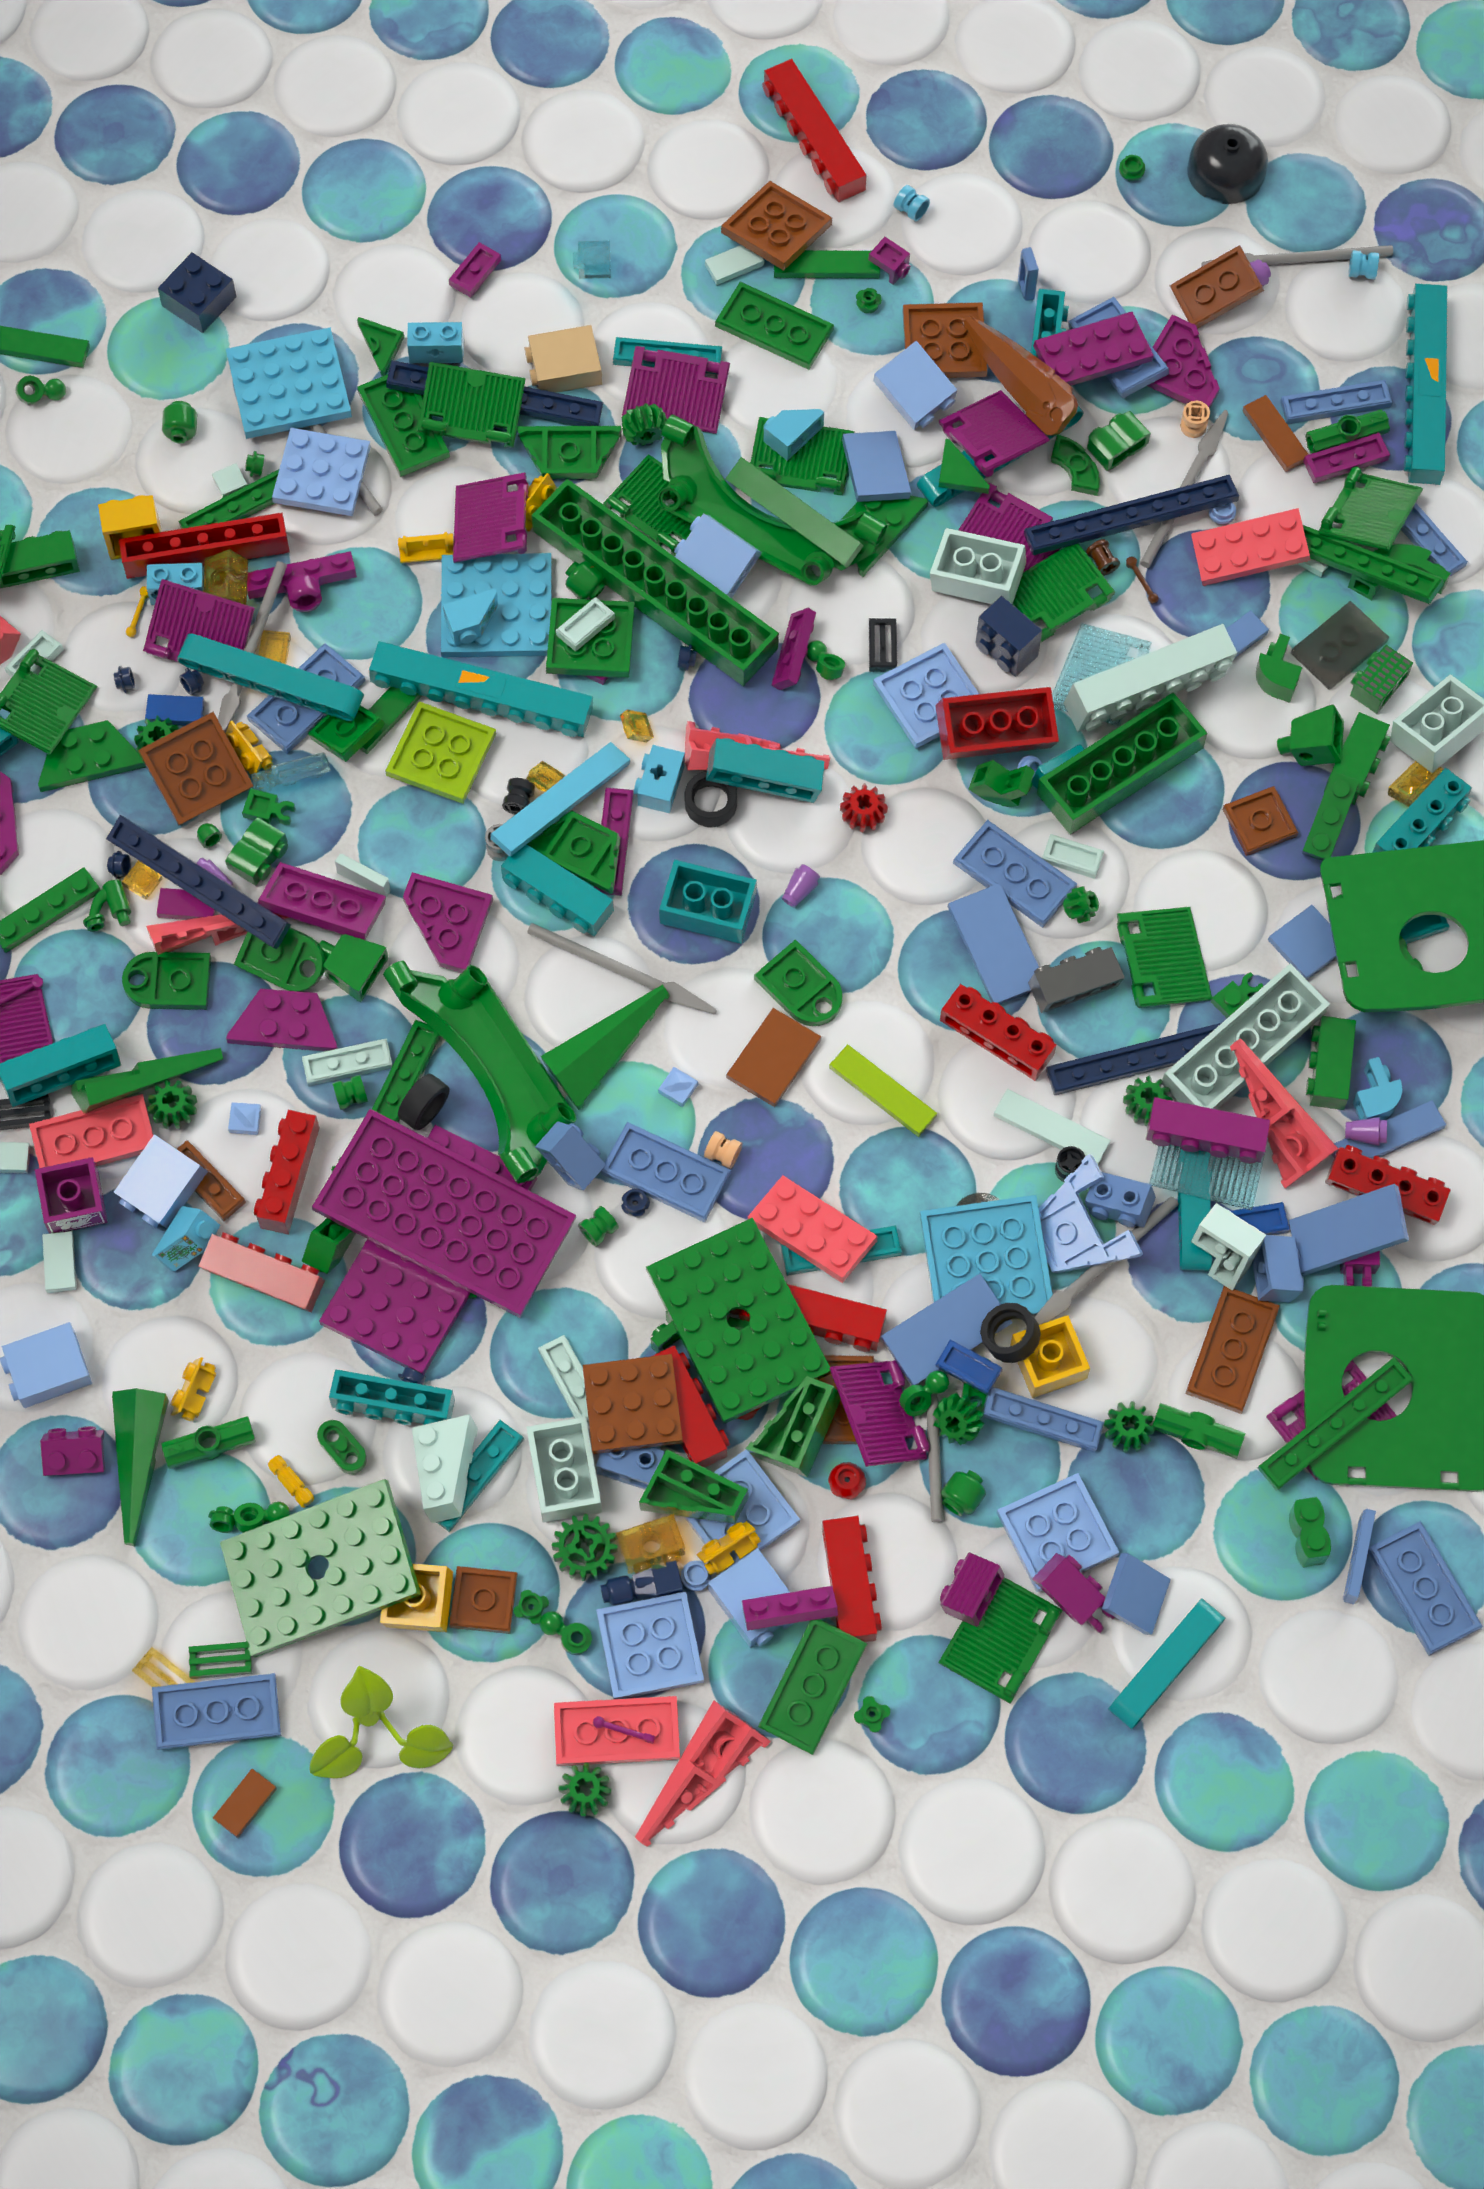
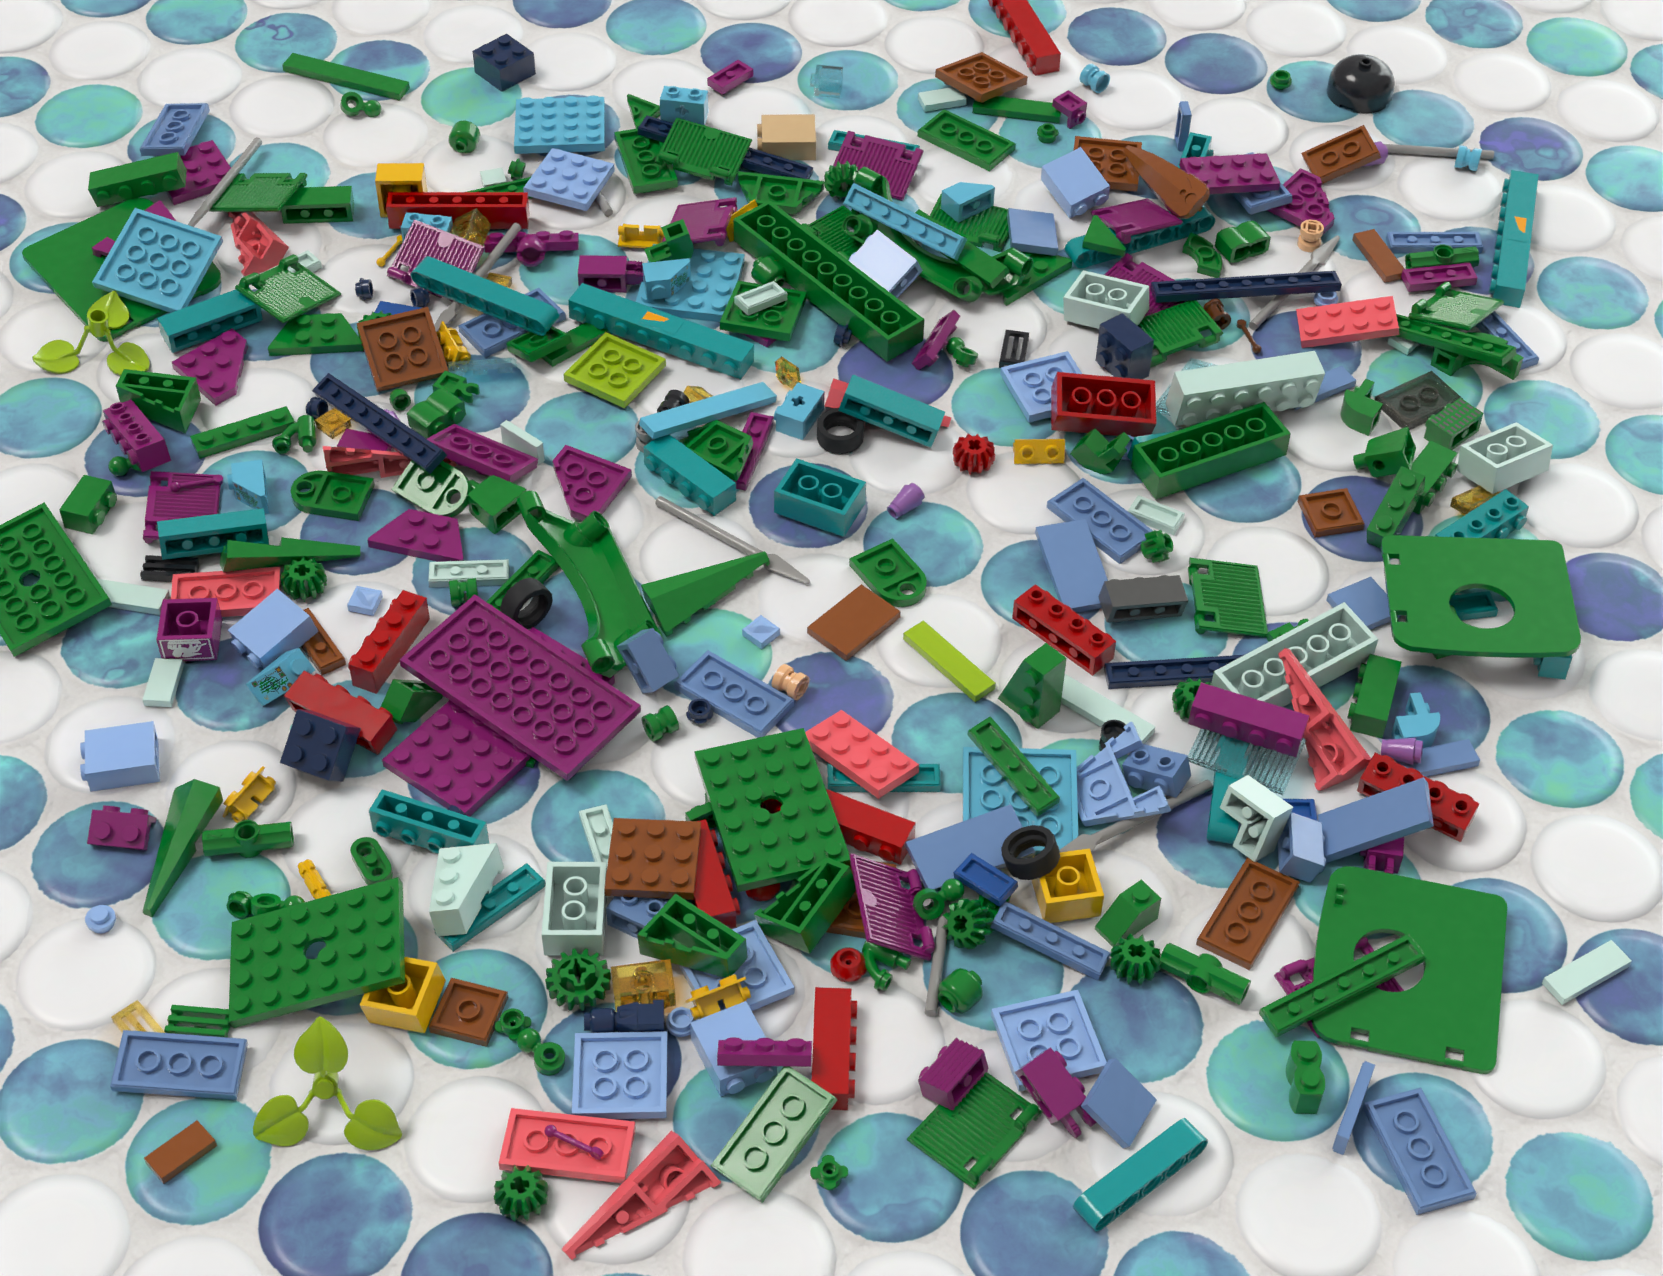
camera: 10 degrees right, 20 degrees down
(76, 986) = (249, 484): none -> medium azure slope
(85, 1560) = (100, 919): none -> light blue plate
(254, 1322) = (320, 745): none -> dark blue brick
(401, 610) = (609, 272): none -> magenta hinge
(472, 572) = (677, 244): none -> green brick
(730, 486) = (905, 221): none -> medium azure tile
(883, 1492) = (886, 956): none -> green plant
(941, 789) = (1039, 451): none -> yellow hinge
(975, 1226) = (1013, 766): none -> green tile
(981, 1121) = (1037, 686): none -> green wedge
(1115, 1376) = (1129, 913): none -> green slope

